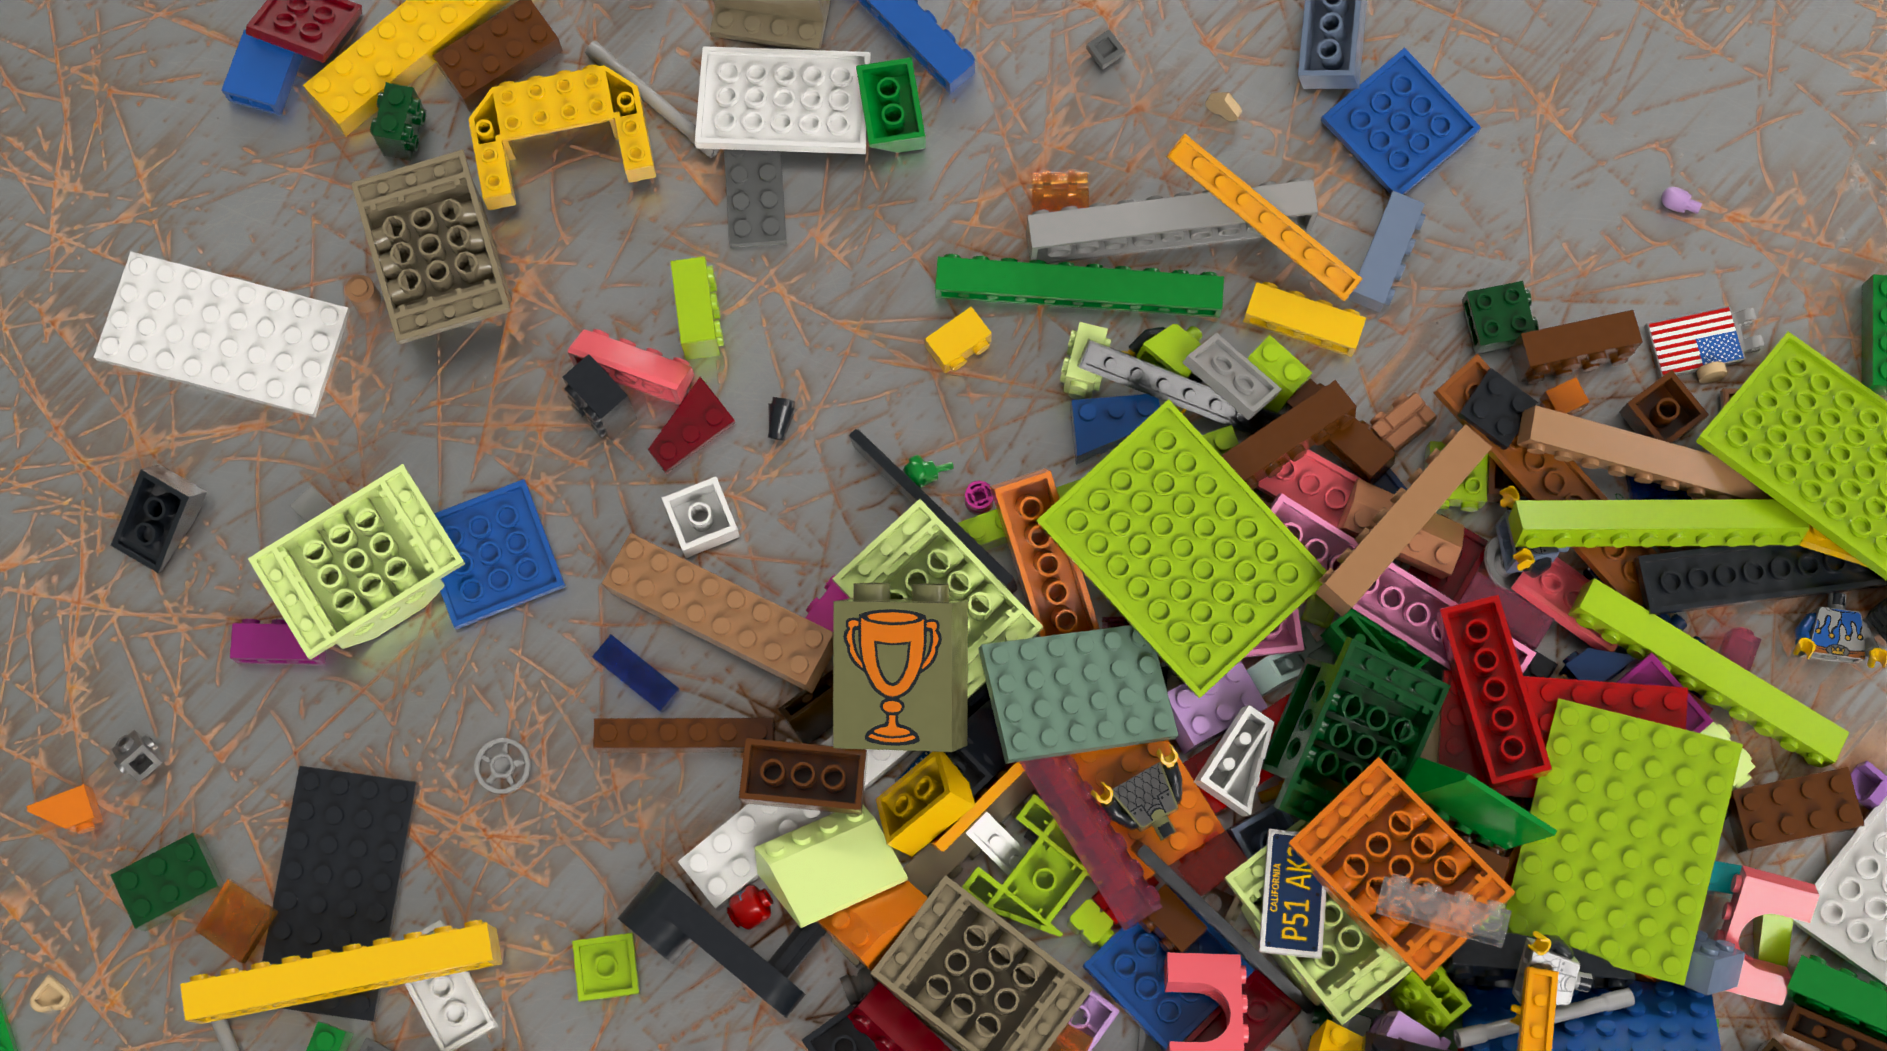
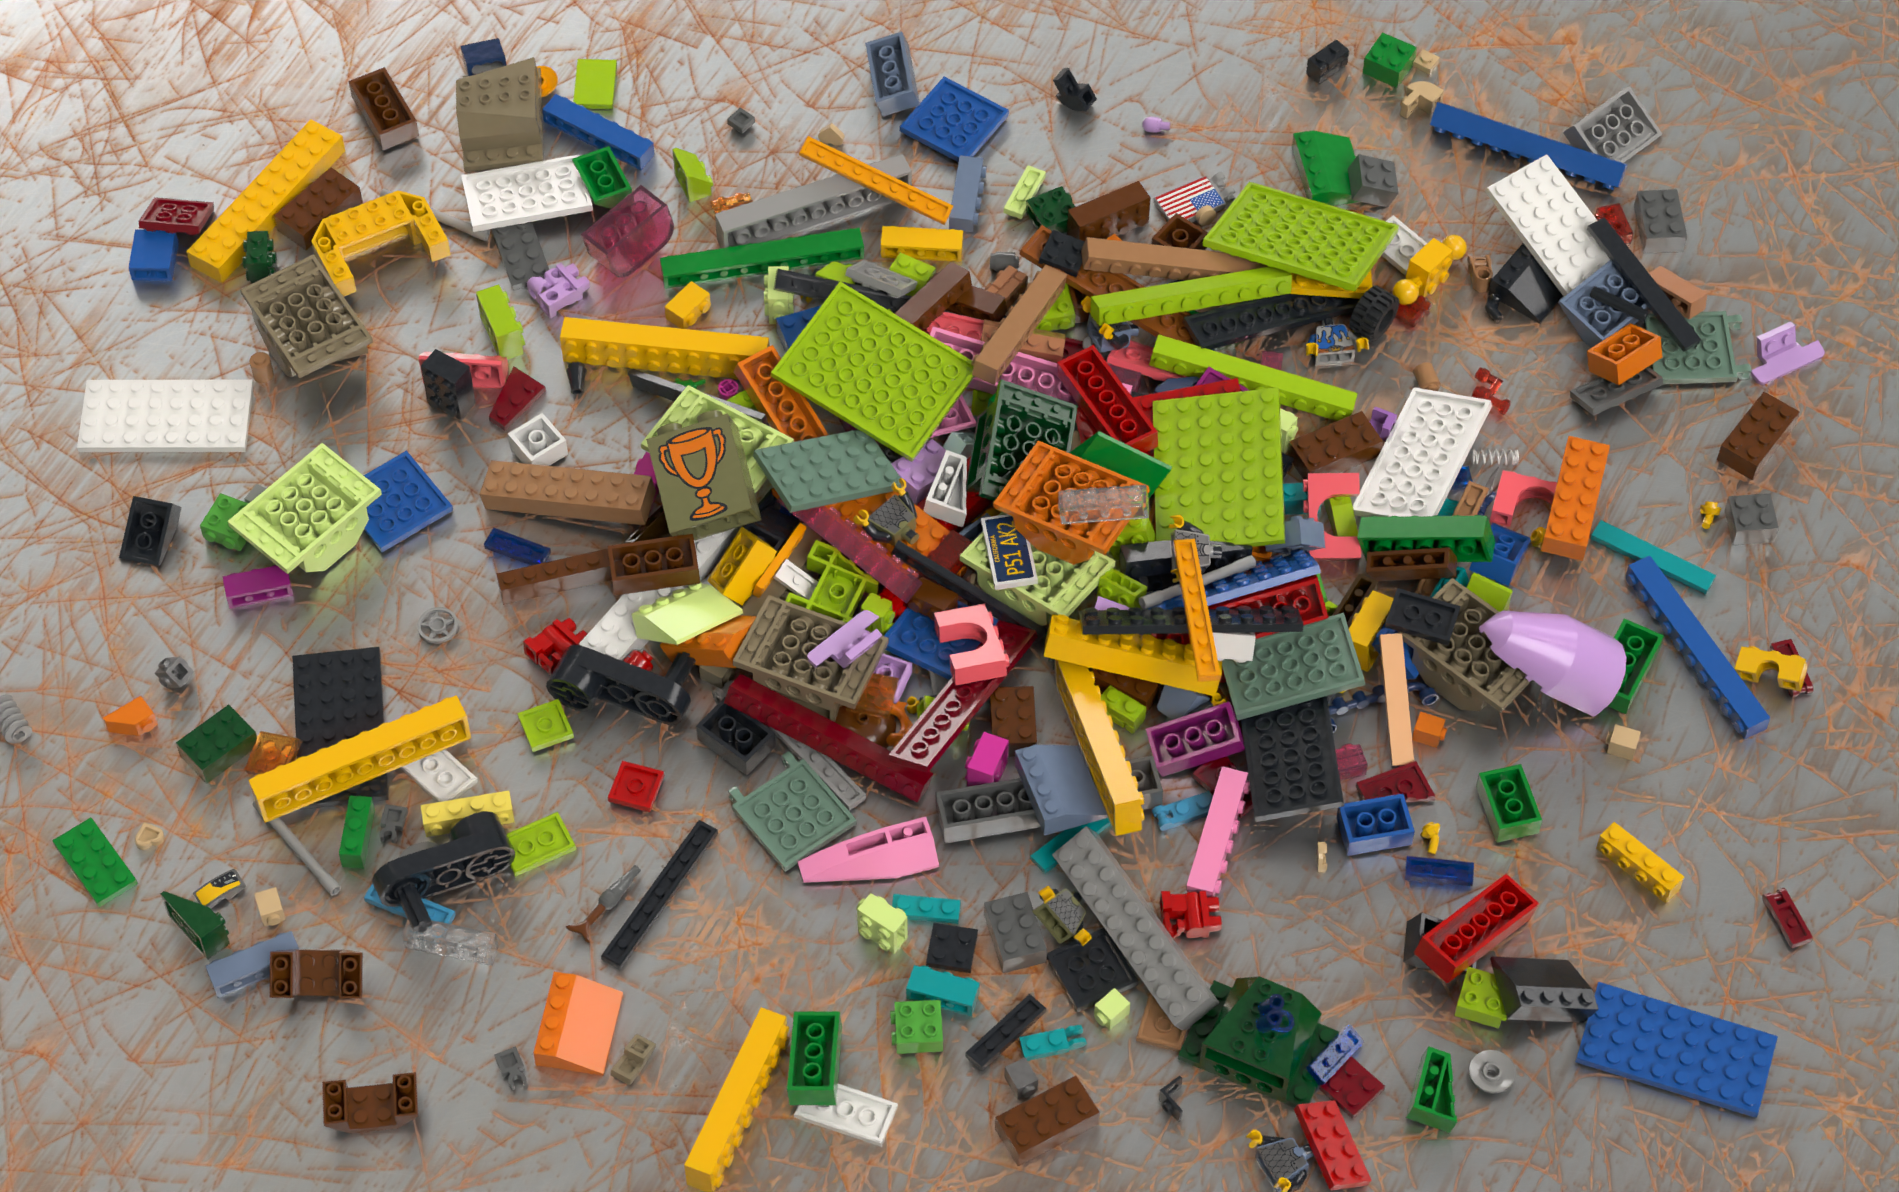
camera: 15 degrees left, 20 degrees down
(257, 527) = (215, 524): none -> bright green brick
(655, 838) = (552, 639): none -> red hips
(798, 269) = (559, 288): none -> lavender hips
(904, 211) = (630, 232): none -> clear pink brick
(906, 409) = (656, 347): none -> yellow brick
(1015, 127) = (691, 175): none -> lime slope
(1036, 988) = (847, 642): none -> lavender plate
(1410, 378) = (1002, 260): none -> dark grey brick
(1468, 268) = (1025, 189): none -> yellowish green plate
(1578, 123) = (1073, 94): none -> black brick

